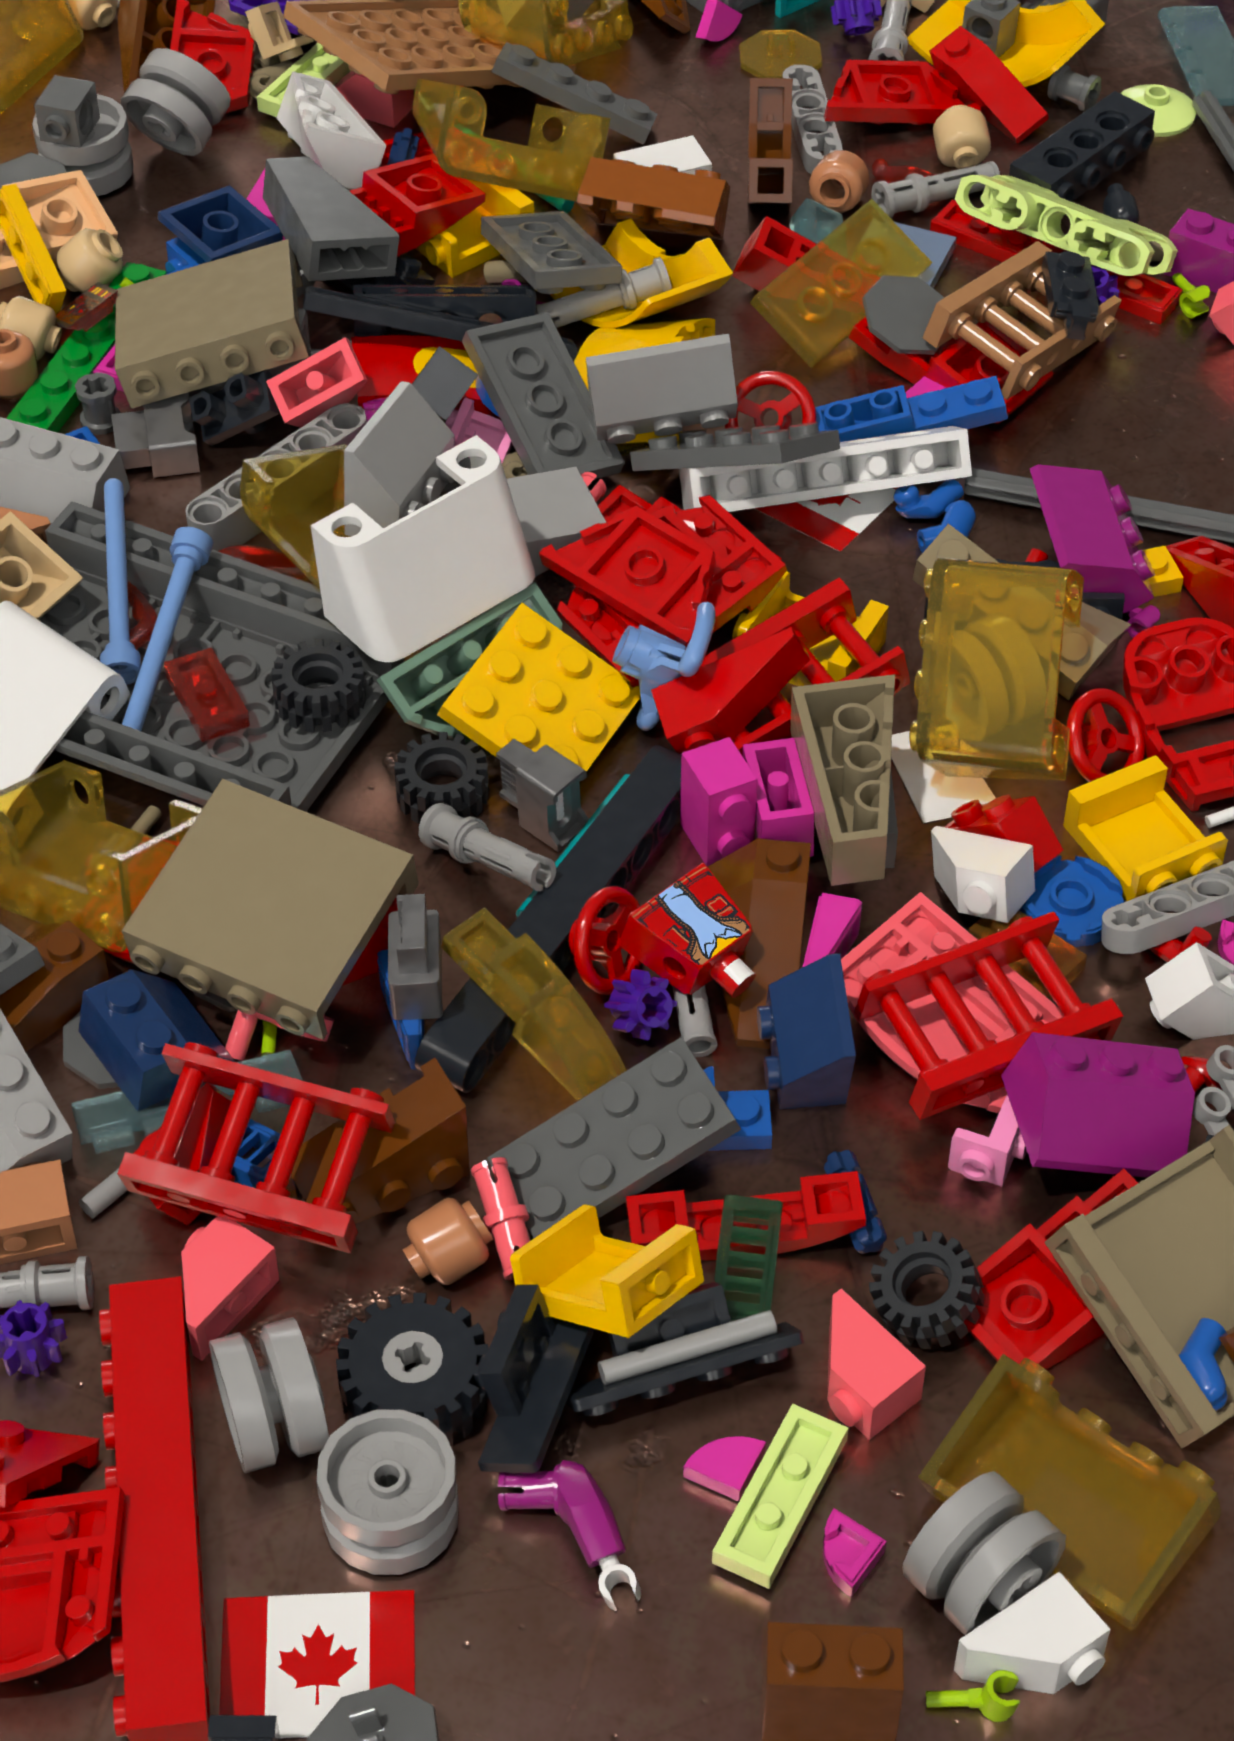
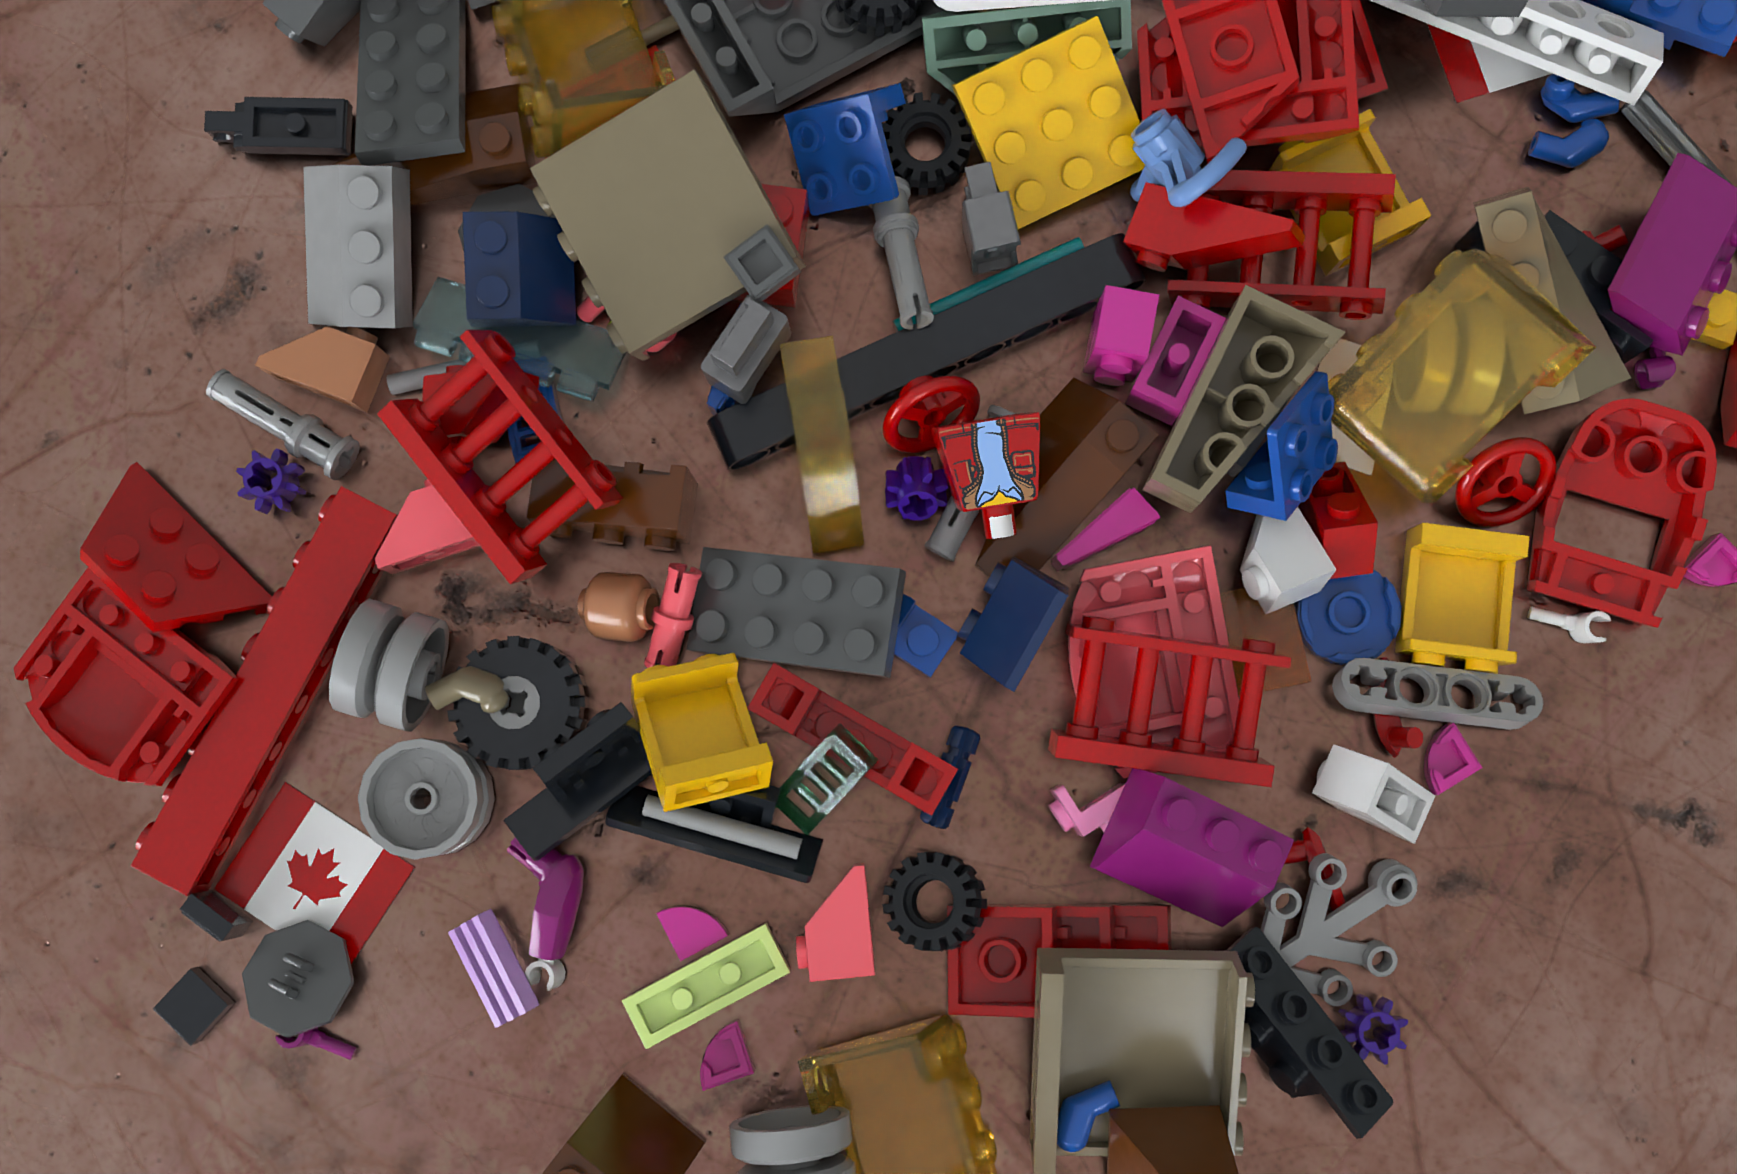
camera: 40 degrees right, 35 degrees up
(358, 1355) = (471, 684): none -> dark tan arm
(385, 796) = (845, 150): none -> blue bracket
(388, 871) = (762, 264): none -> dark grey tile
(555, 1632) = (493, 968): none -> lavender tile
(935, 807) = (1292, 457): none -> blue bracket

